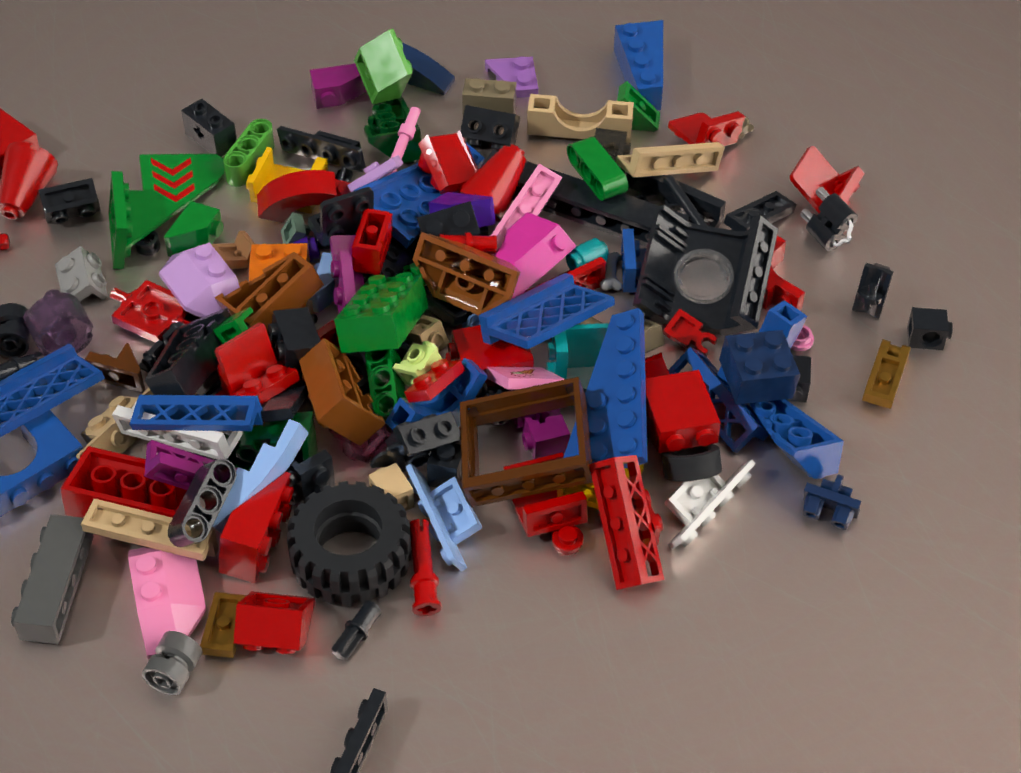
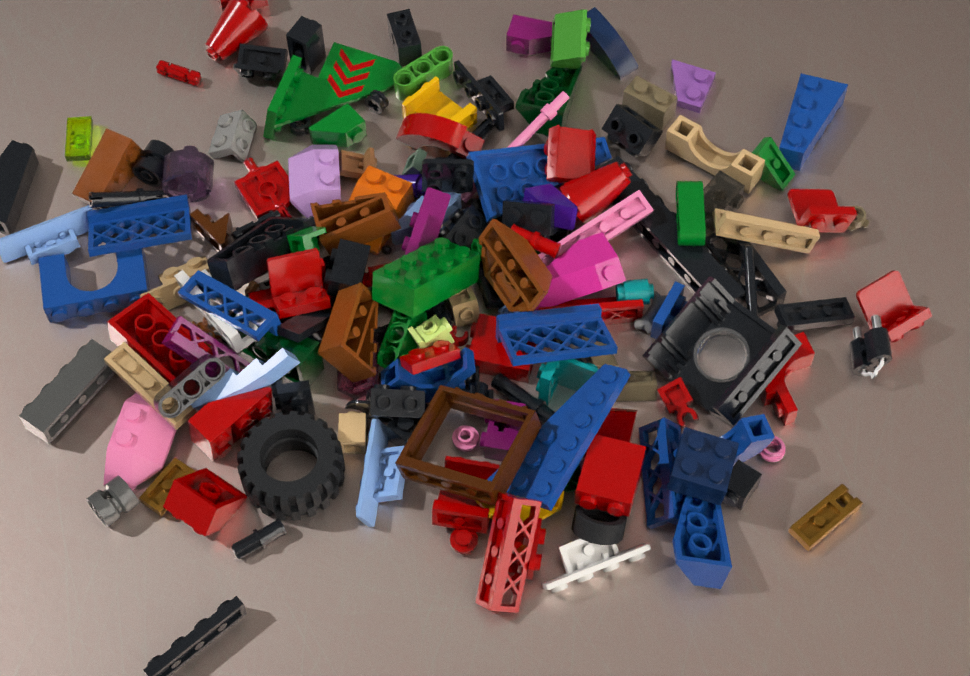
camera: 30 degrees right, 10 degrees up
(110, 155) = (306, 41): none -> black brick
(216, 193) = (376, 101): none -> black bush
(372, 241) = (455, 207): red brick -> none
(375, 171) = (500, 140): lavender plate -> none
(424, 580) = (330, 523): red pin -> none
(509, 455) = (465, 445): none -> bright pink plate
(521, 377) = (508, 385): bright pink tile -> none
(833, 497) = (701, 625): dark blue hips -> none
(873, 289) = (862, 433): black hips -> none
(928, 328) = (890, 492): black brick -> none

